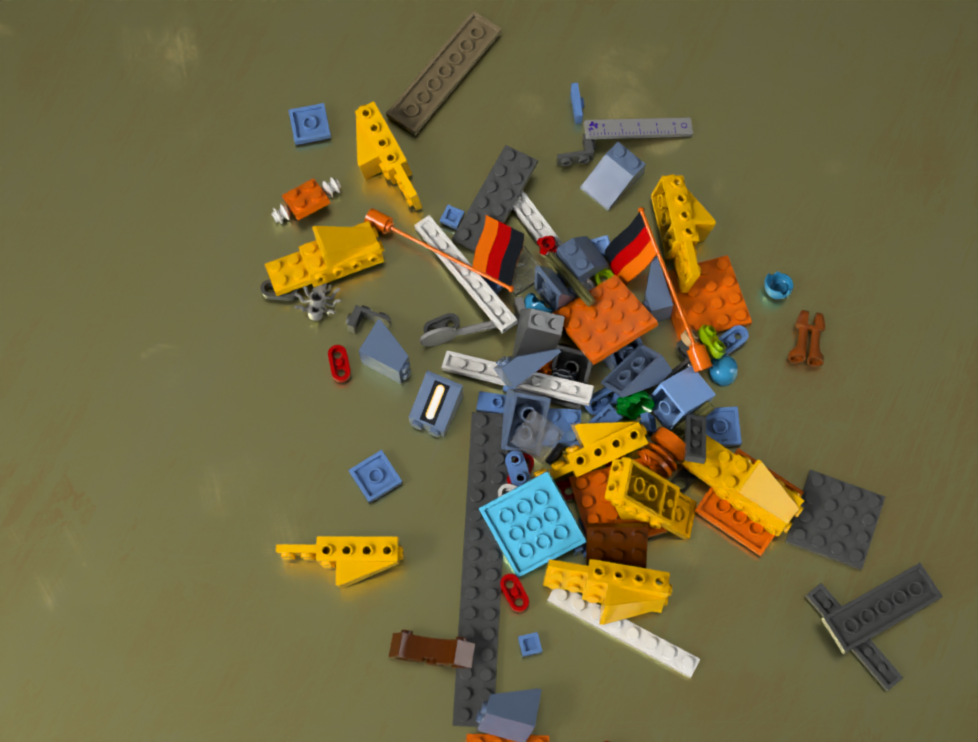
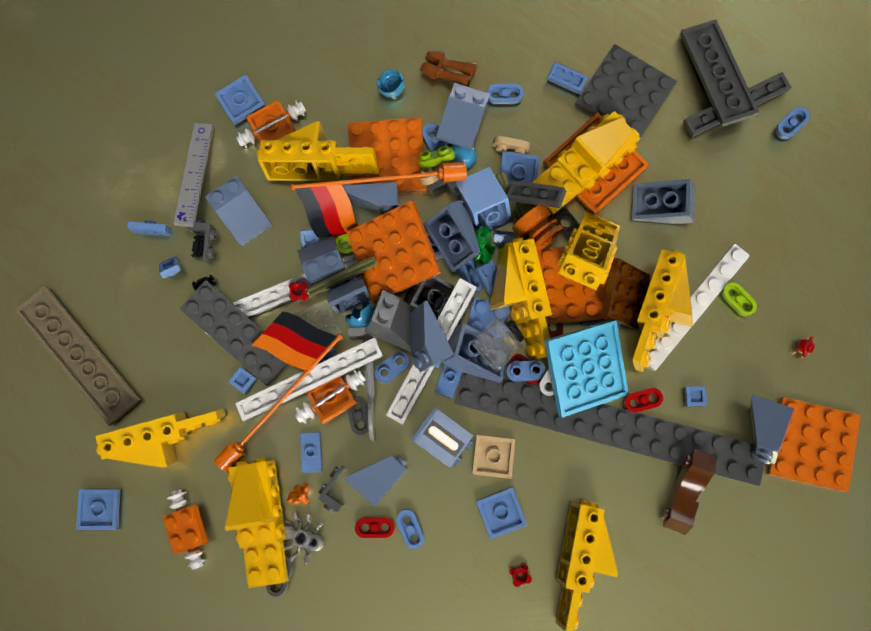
camera: 75 degrees left, 10 degrees up
(316, 503) = (526, 578): none -> red plate
(343, 395) = (409, 529): none -> medium blue plate
(356, 290) = (299, 494): none -> orange plant
(397, 292) = (311, 452): none -> medium blue plate
(428, 458) = (493, 456): none -> tan plate
(451, 297) = (331, 398): none -> orange plate
(493, 347) = (392, 367): none -> medium blue plate
(540, 167) = (211, 279): none -> black piece
(544, 129) = (169, 267): none -> medium blue plate
(569, 148) = (198, 246): none -> black piece
(641, 673) = (738, 299): none -> lime plate
(707, 185) = (270, 123): none -> orange plate
(724, 152) = (239, 99): none -> medium blue plate
(726, 578) = (664, 202): none -> sand blue slope
(744, 405) = (511, 144): none -> tan plate
(762, 359) = (463, 116): none -> sand blue slope
(799, 398) = (504, 92): none -> medium blue plate
(834, 456) = (567, 78): none -> medium blue plate
(849, 697) = (791, 124): none -> medium blue plate

